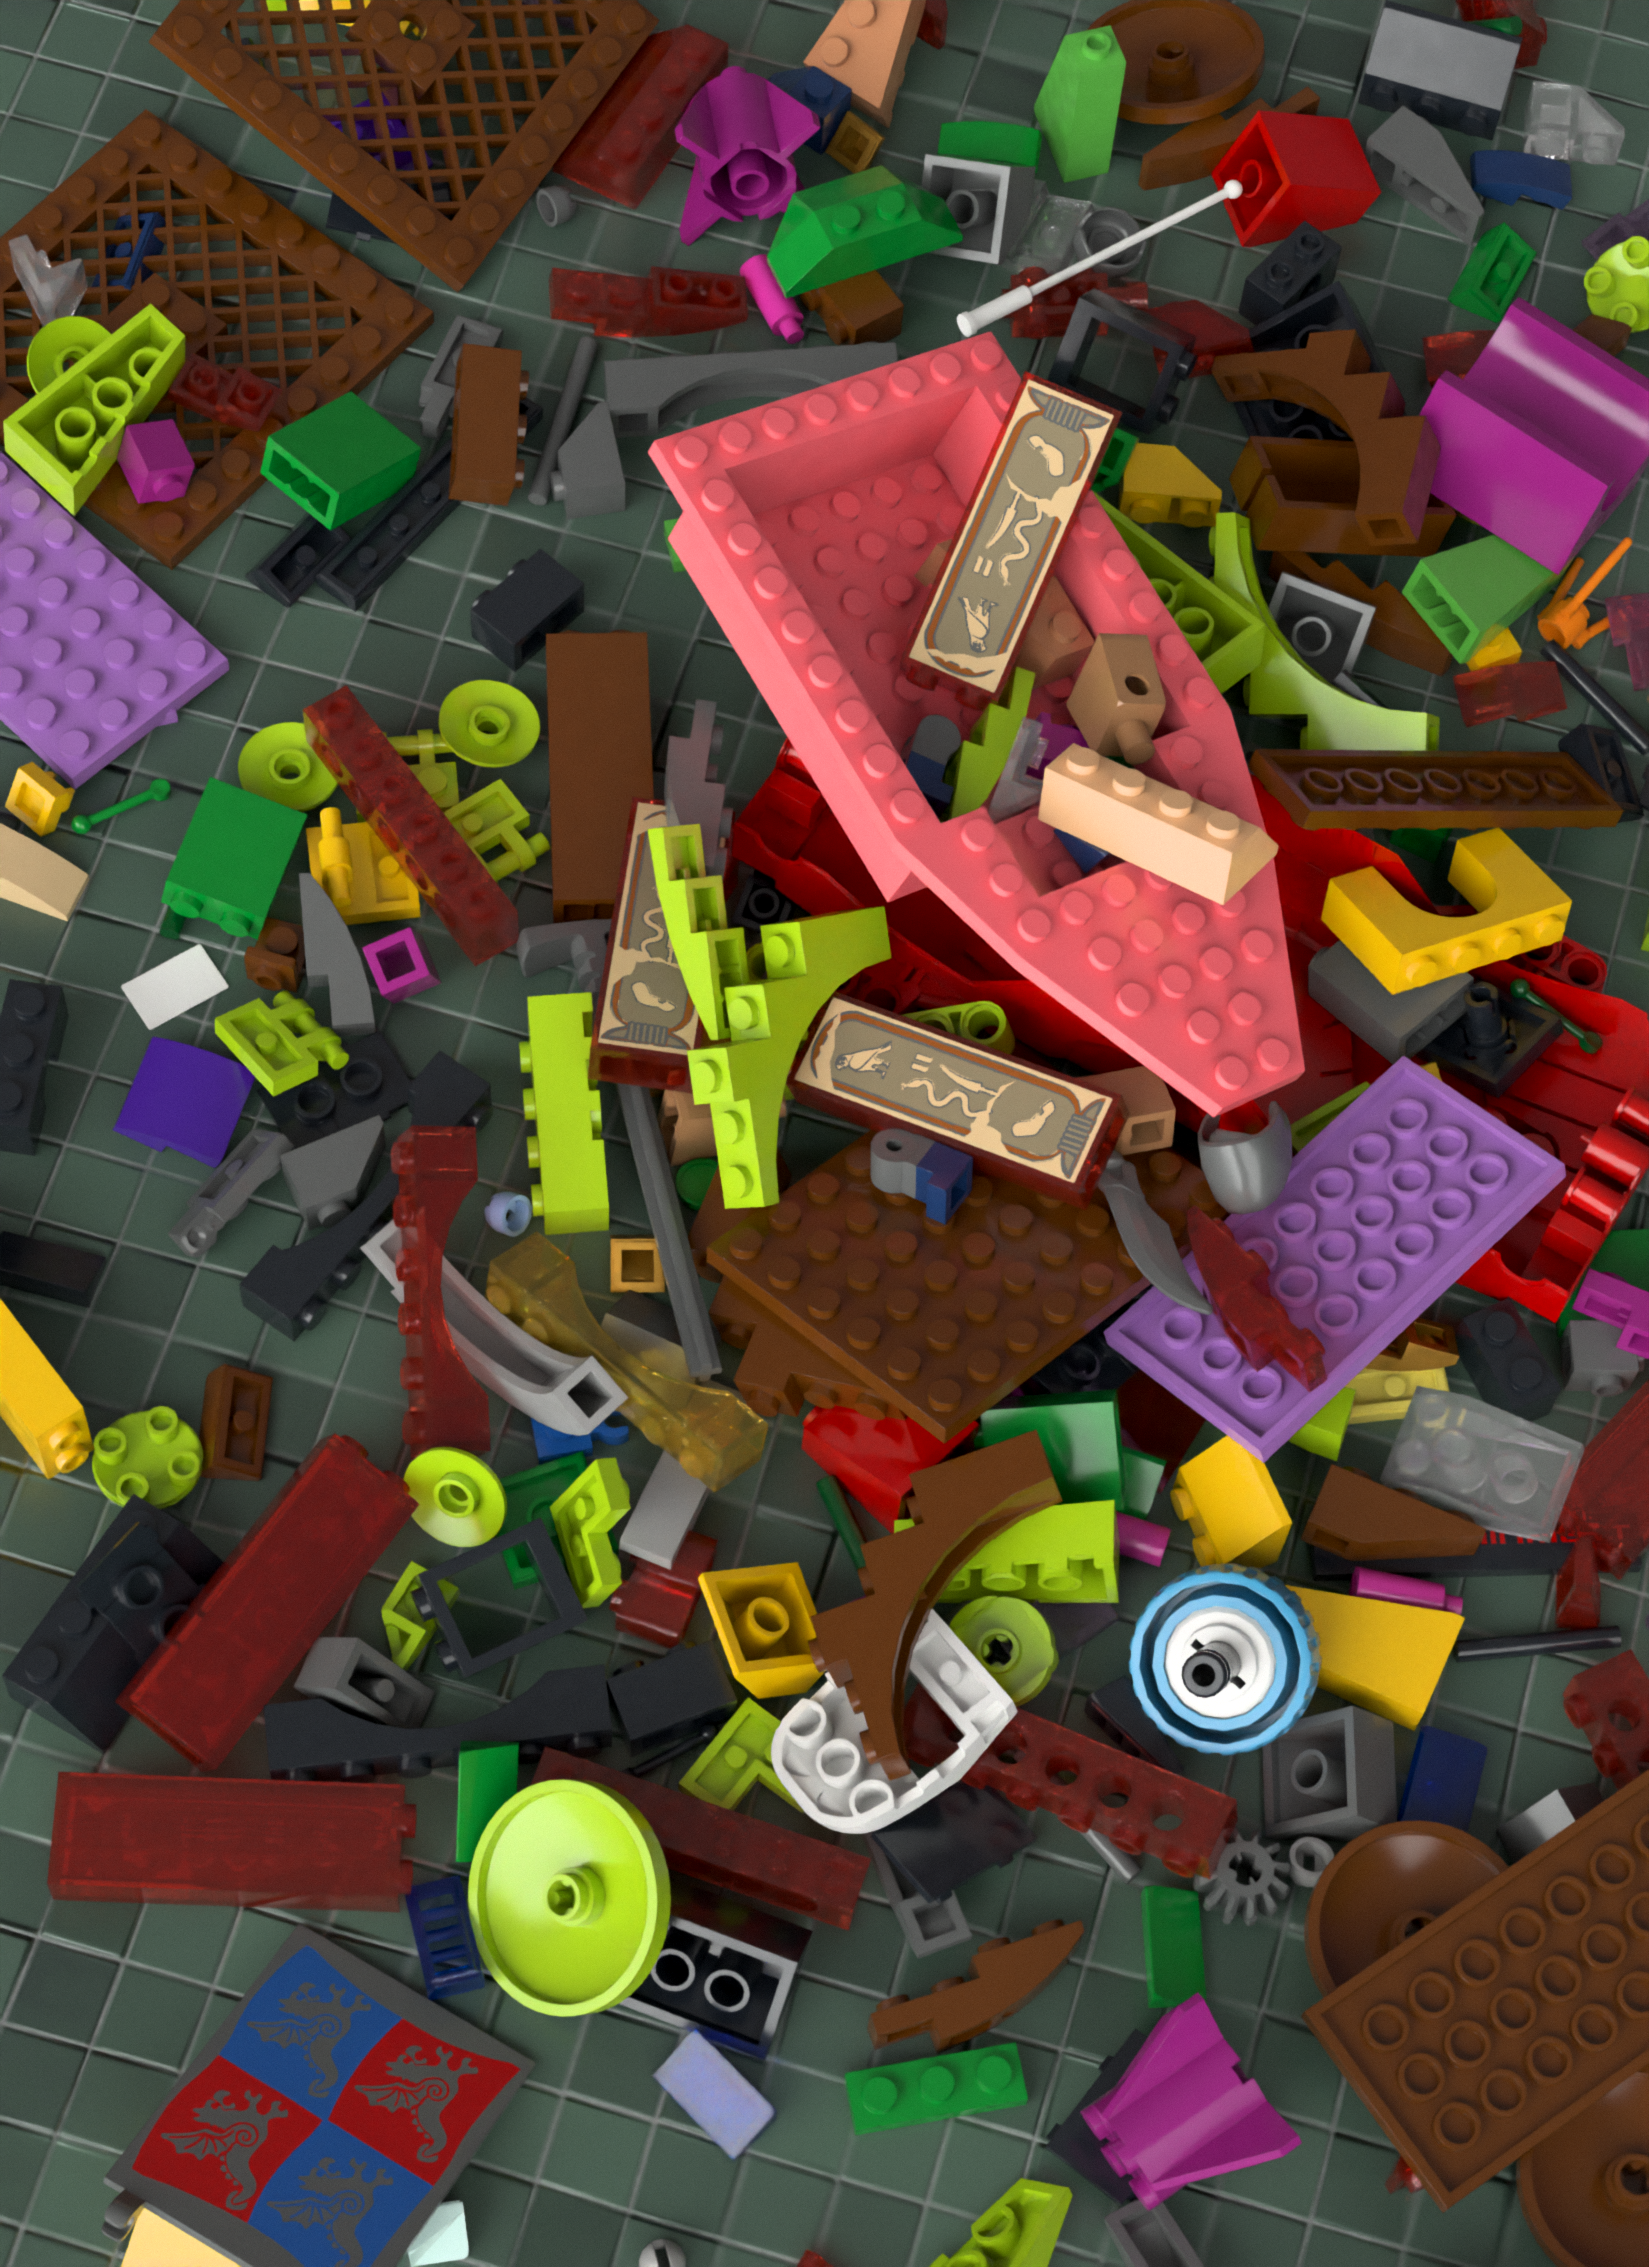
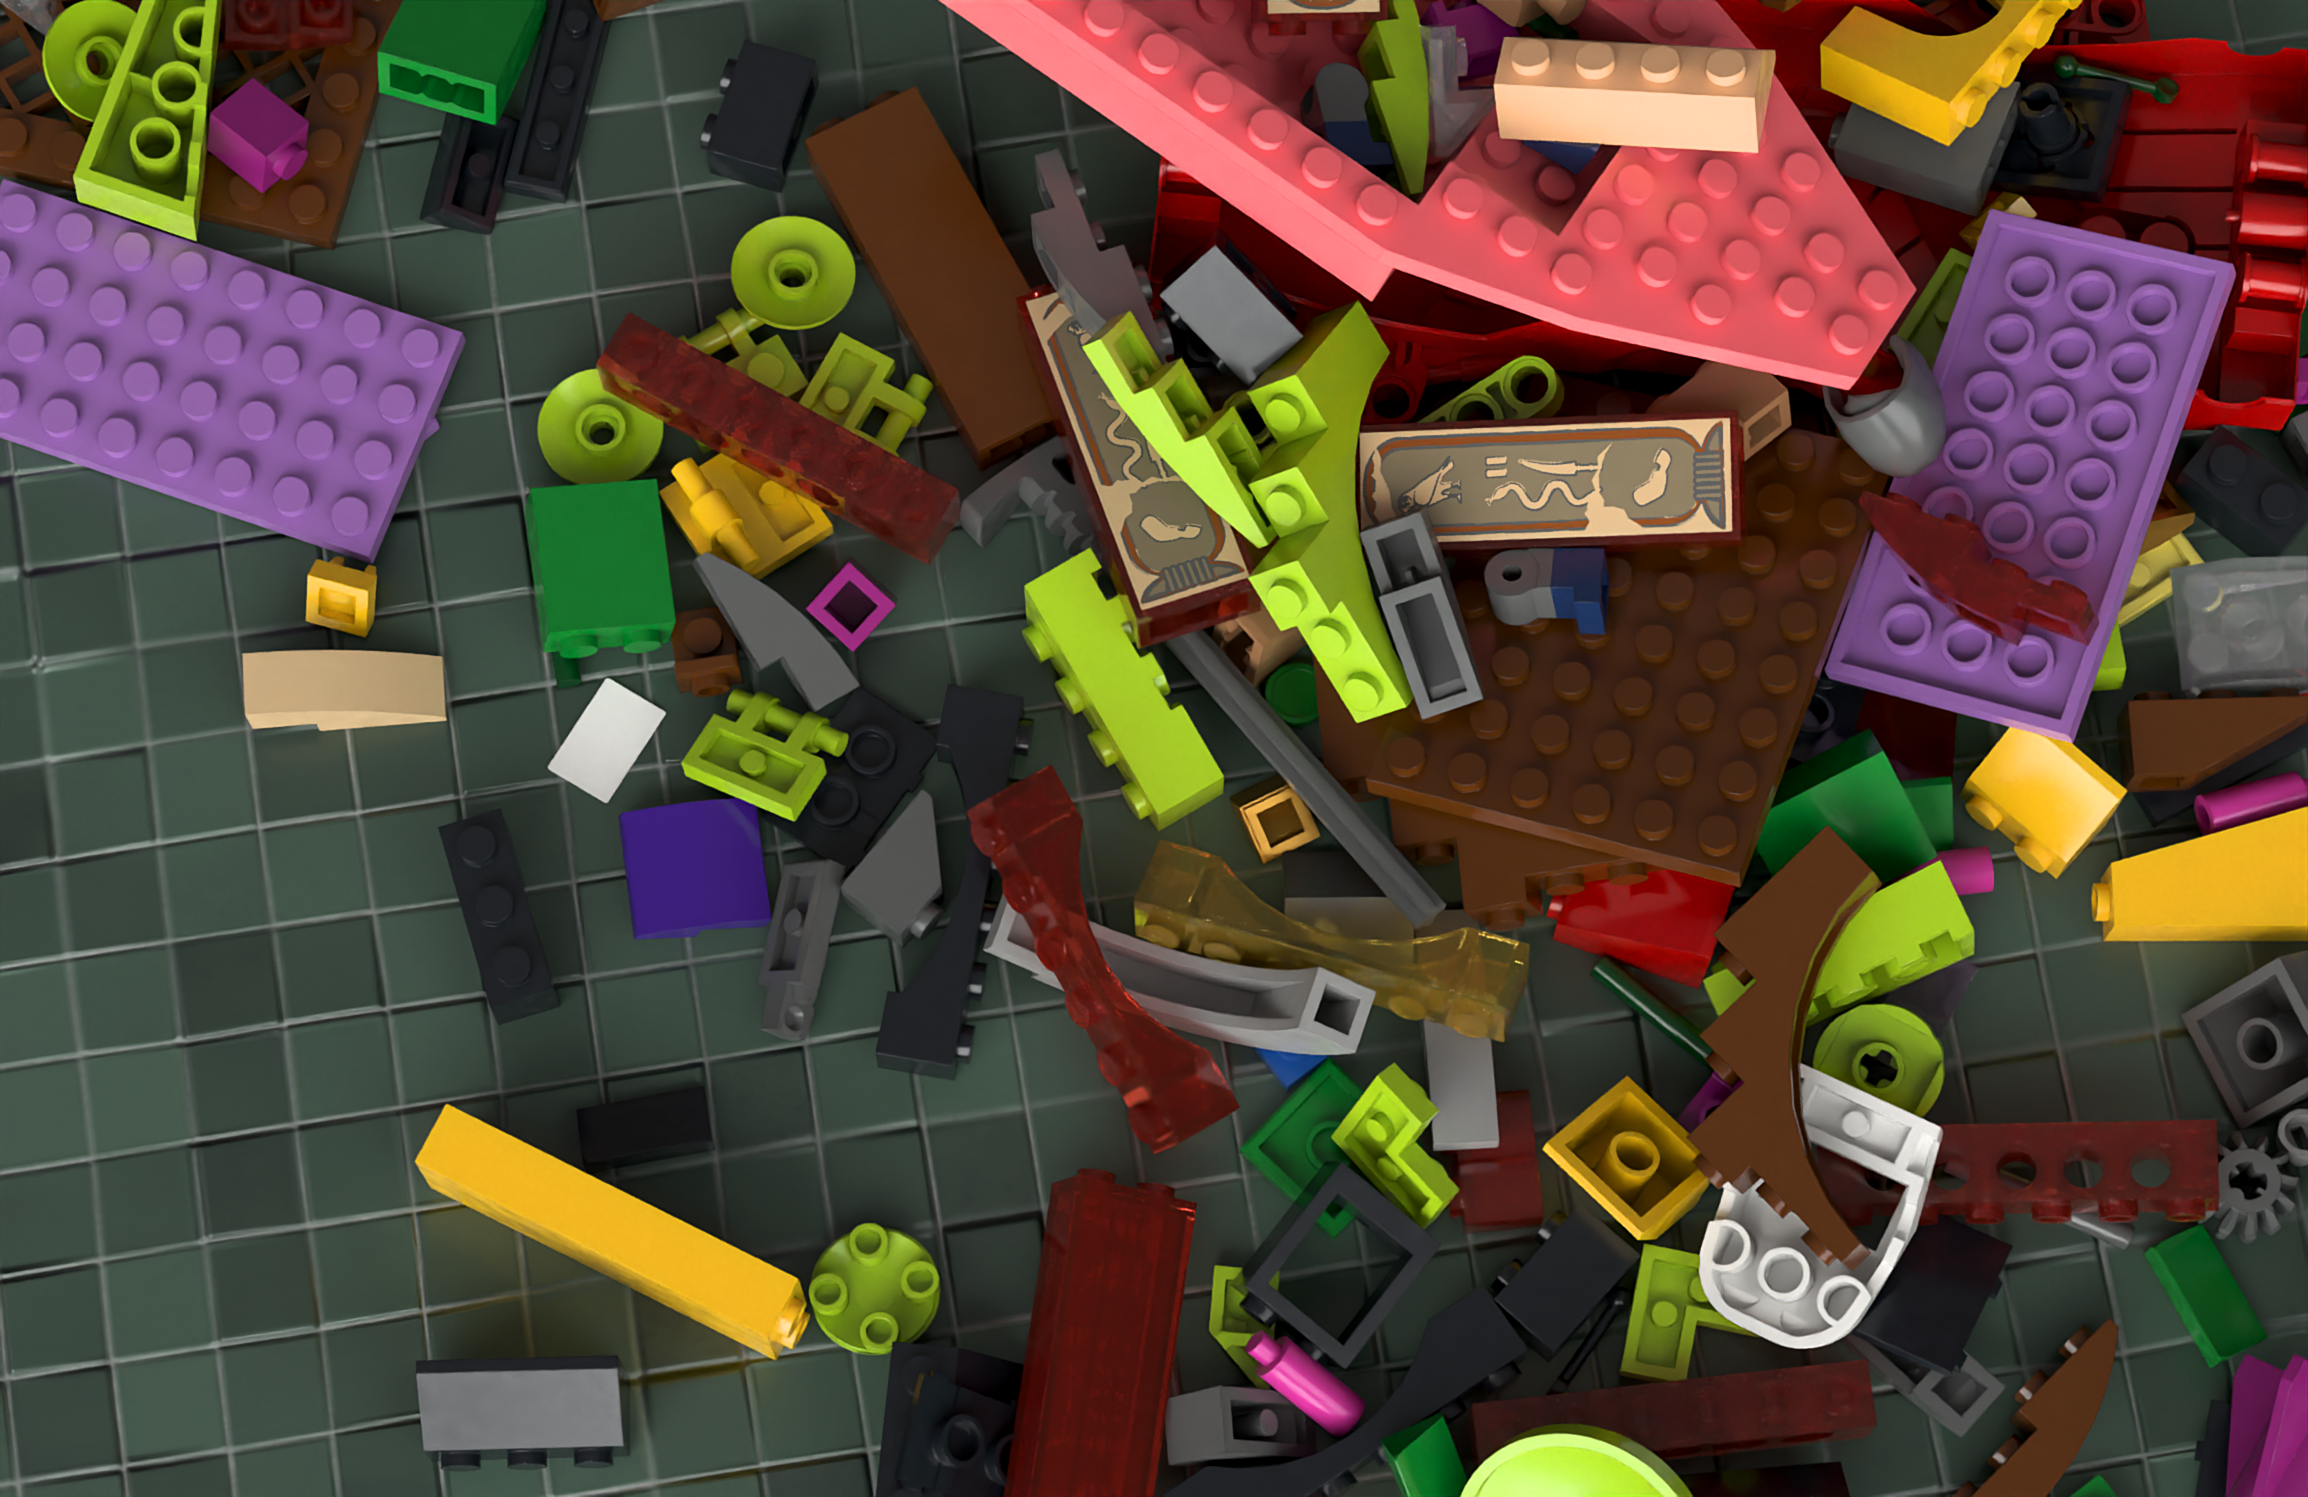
camera: 20 degrees left, 10 degrees up
(159, 790) = (465, 521): green hinge -> none
(234, 1423) = (942, 1203): reddish brown slope -> none
(430, 1675) = (1306, 1383): none -> dark pink cylinder
(446, 1510) = (1230, 1175): lime dish -> none
(513, 1203) = (1111, 828): light blue hinge -> none
(783, 864) = (1231, 308): none -> brick
(812, 1141) = (1423, 612): none -> dark grey slope
(1122, 1719) = (2051, 1080): black slope -> none
(1148, 1236) = (1829, 547): dark grey sword -> none
(1225, 1659) = (2122, 968): dark azure wheel -> none

